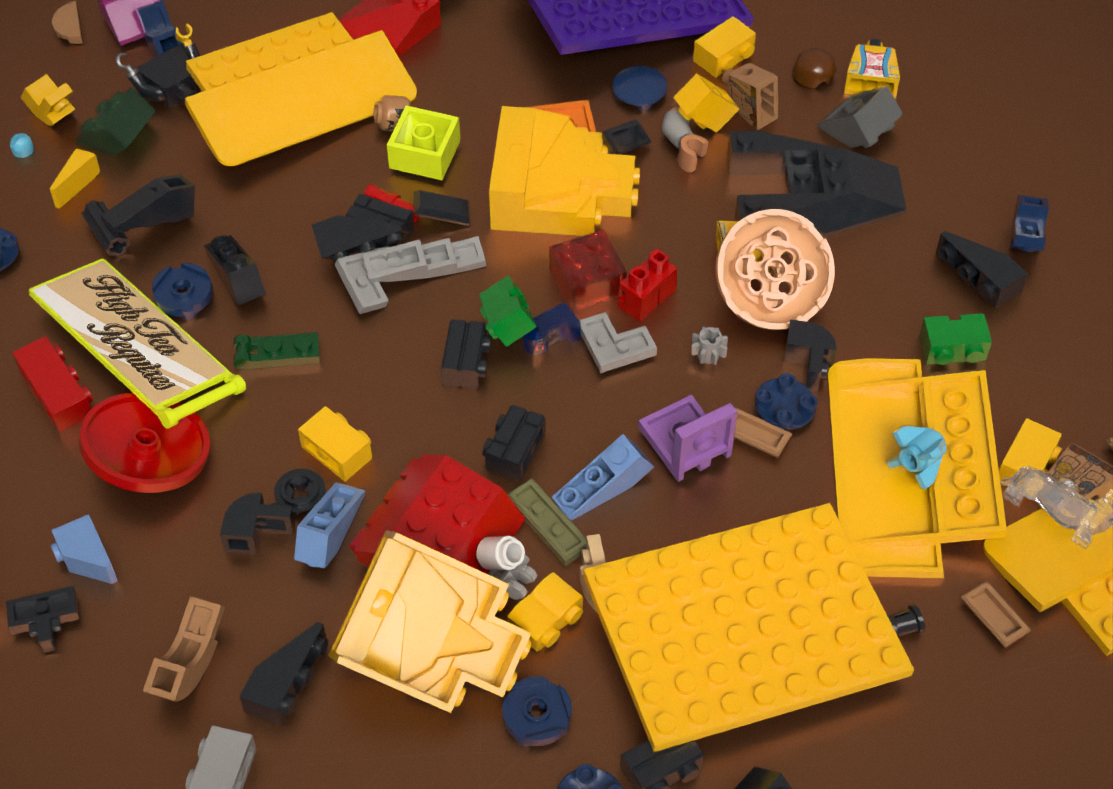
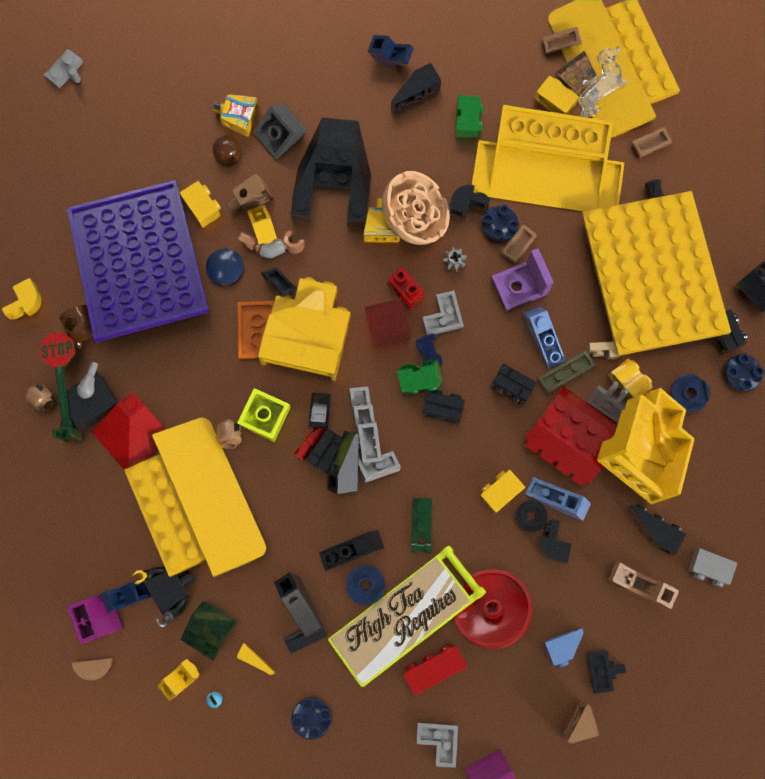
camera: 85 degrees left, 25 degrees up
(500, 553) = (600, 399): white brick -> none
(920, 452) = (559, 154): medium azure brick -> none

